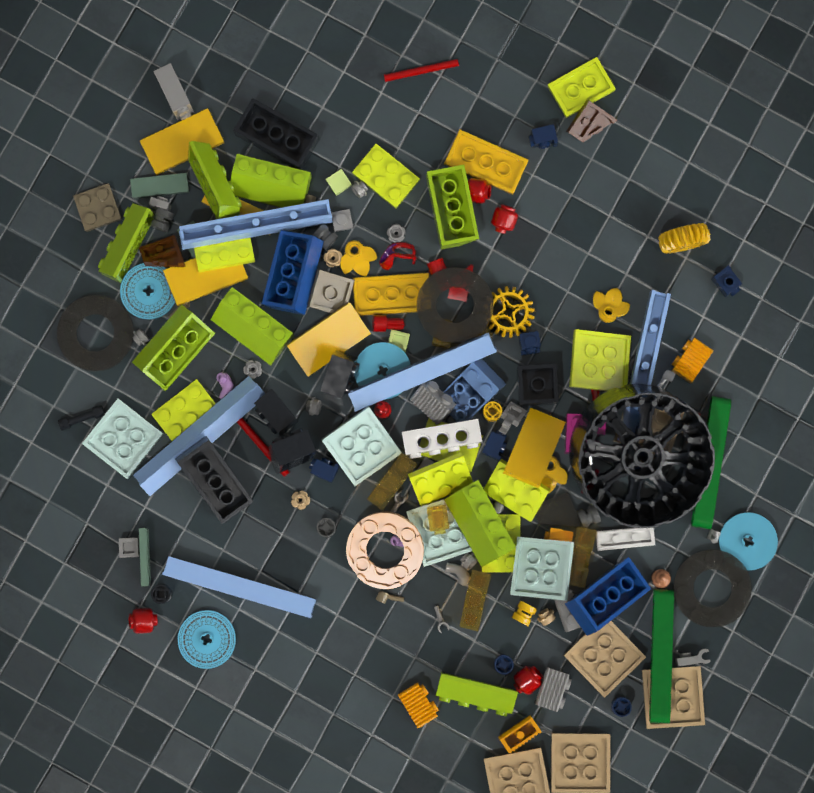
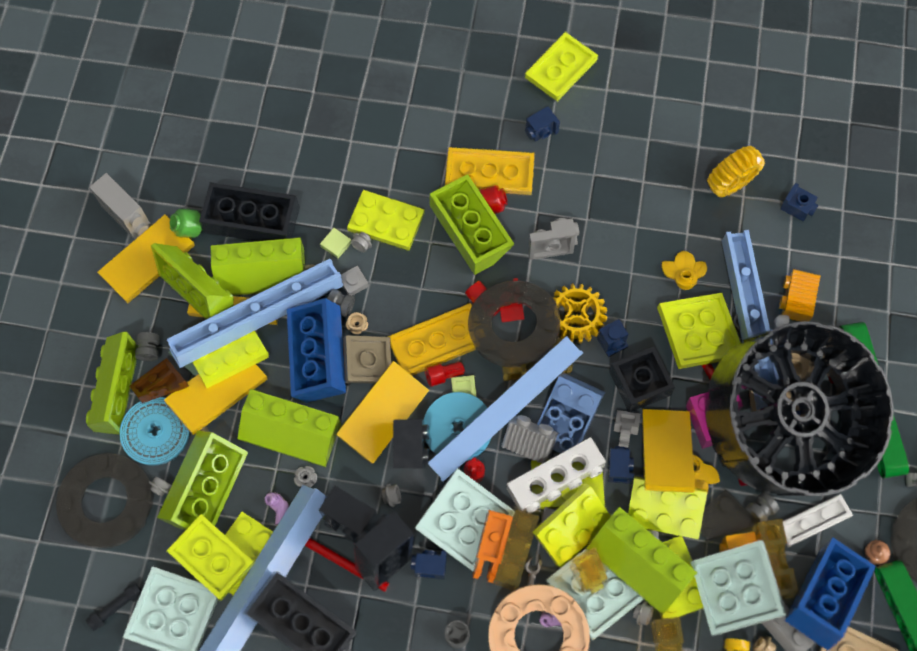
camera: 20 degrees left, 15 degrees down
(97, 207) = (68, 359): dark tan plate -> none
(159, 185) = (134, 312): sand green tile -> none
(160, 202) = (138, 327): light grey plate -> none
(163, 407) = (210, 557): none -> neon yellow plate
(222, 124) = (186, 223): none -> bright green head
(295, 500) = (413, 618): tan plate -> none
(359, 261) = (388, 317): yellow plate -> none
(375, 471) = (492, 543): none -> orange hinge
(387, 258) = (419, 301): red piece -> none
(396, 228) = (418, 268): light grey plate -> none
(421, 70) = (385, 105): red bar -> none
(461, 573) = (639, 630): light grey arm -> none
(491, 414) = (600, 432): yellow wheel -> none
(504, 218) = (532, 217): red head -> none
(519, 246) = (555, 242): none -> light grey plate
(589, 121) = (584, 94): wing -> none

